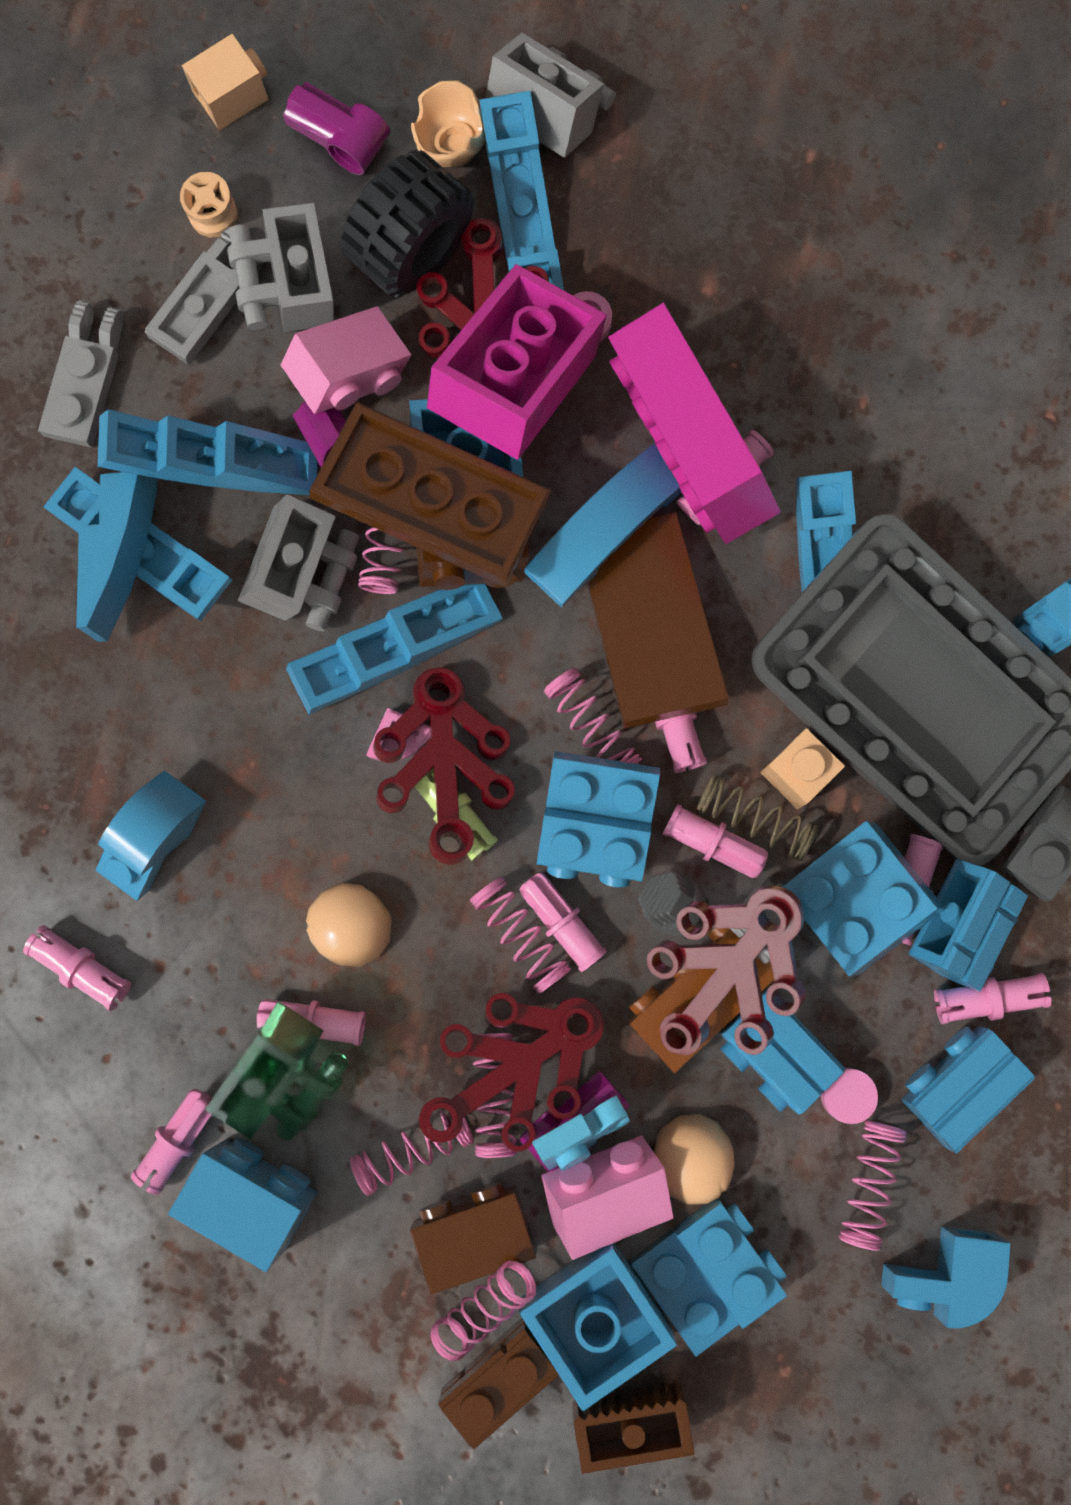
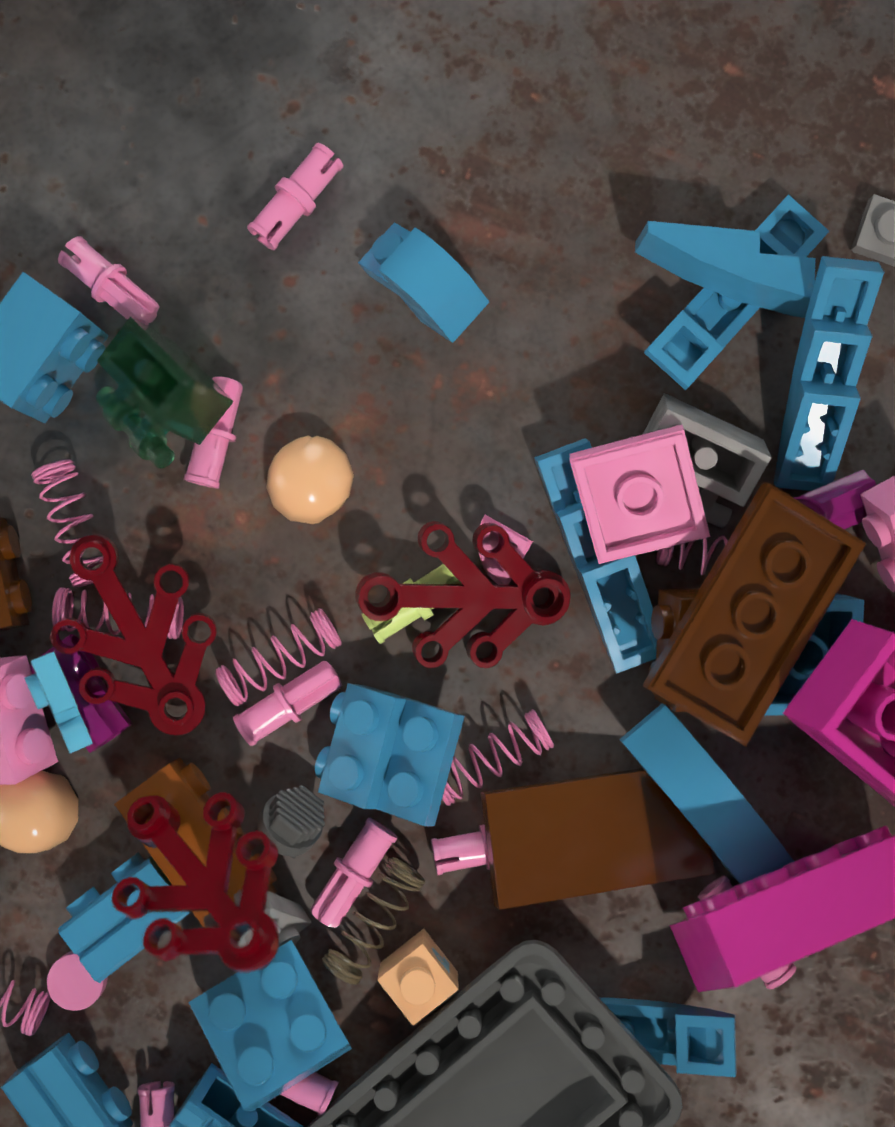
camera: 90 degrees right, 5 degrees up
(332, 609) = (640, 494): none -> bright pink plate

